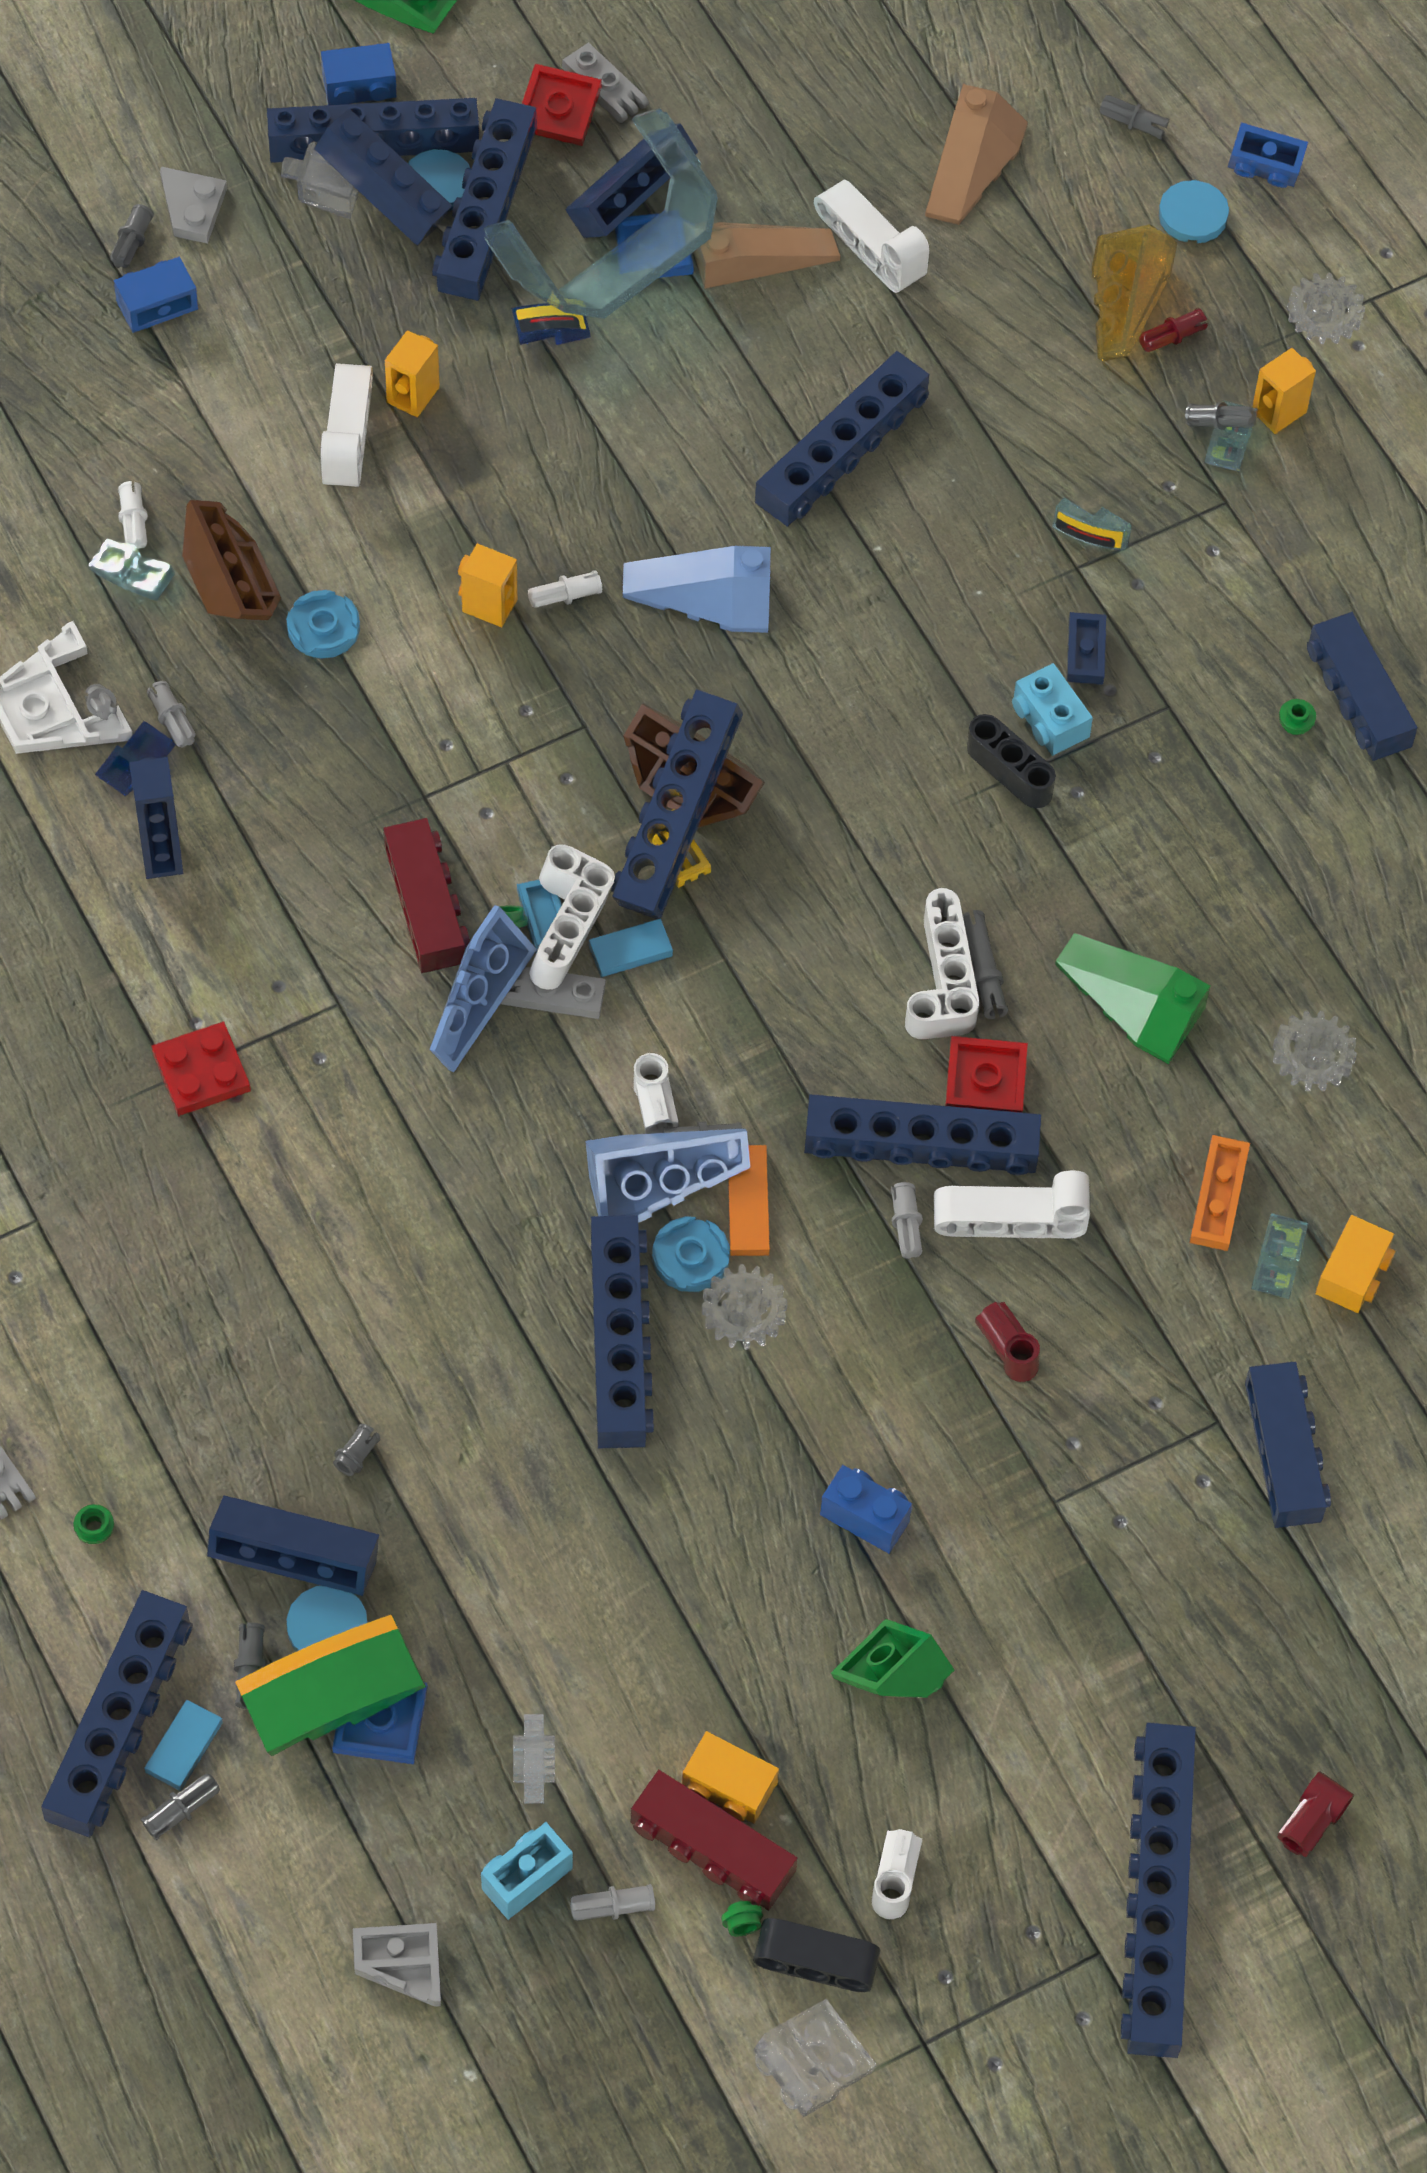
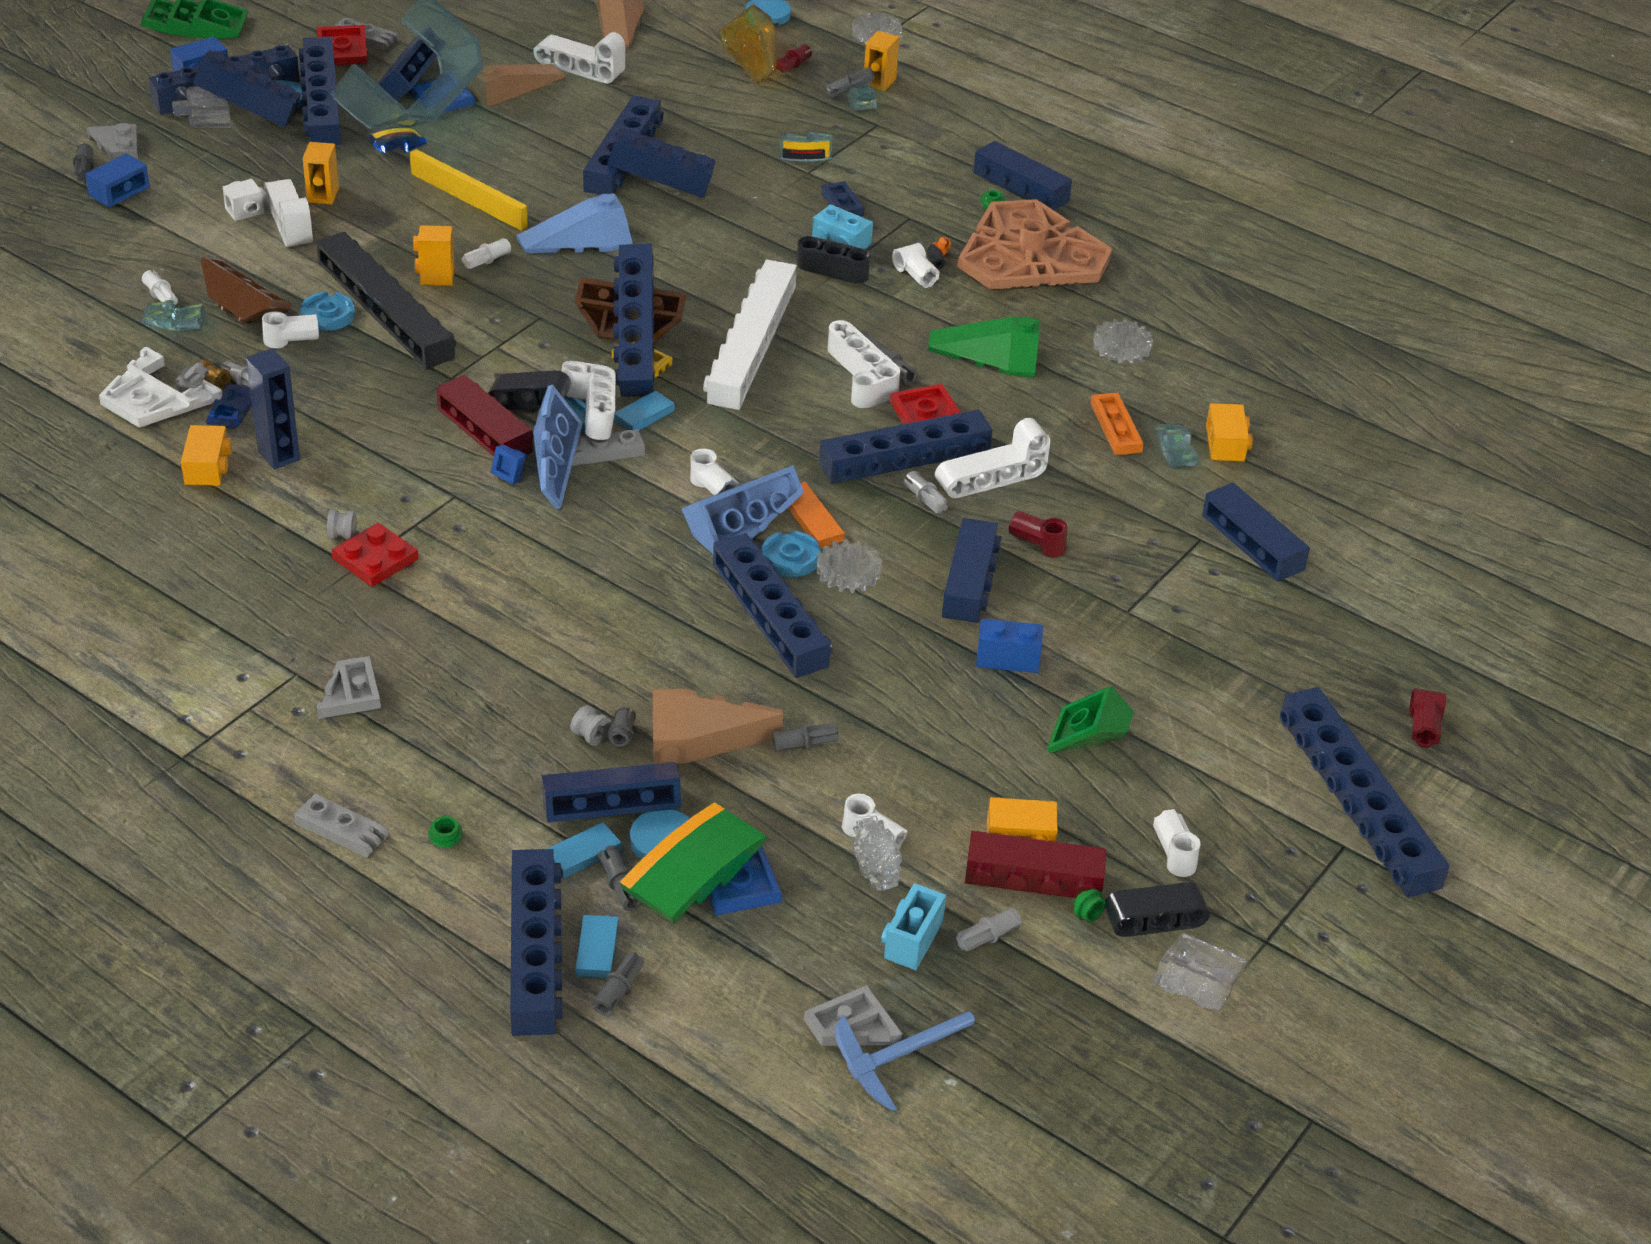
camera: 25 degrees left, 20 degrees down
(69, 836) = (205, 455): none -> light orange brick
(81, 1274) = (350, 689): none -> light grey wing
(132, 699) = (216, 376): none -> pearl gold bush
(178, 1011) = (341, 524): none -> light grey wheel
(230, 1606) = (583, 849): none -> dark azure tile
(259, 647) = (280, 329): none -> white piece
(302, 380) = (244, 199): none -> white brick
(319, 1435) = (590, 725): none -> light grey wheel
(380, 2022) = (863, 1065): none -> medium blue piece
(398, 634) = (386, 300): none -> black brick
(419, 982) = (508, 464): none -> blue tile
(422, 1494) = (701, 727): none -> medium nougat wedge
(497, 868) = (527, 389): none -> black beam
(555, 1547) = (805, 736): none -> dark grey axle
(562, 1710) = (862, 806): none -> white piece
(597, 459) = (469, 190): none -> yellow tile
(832, 861) = (751, 335): none -> white brick
(864, 506) = (661, 162): none -> dark blue brick
(889, 1369) = (970, 570): none -> dark blue brick
(1118, 800) = (915, 262): none -> white piece
(1164, 789) = (938, 250): none -> arm
(1326, 858) = (1031, 246): none -> nougat plate

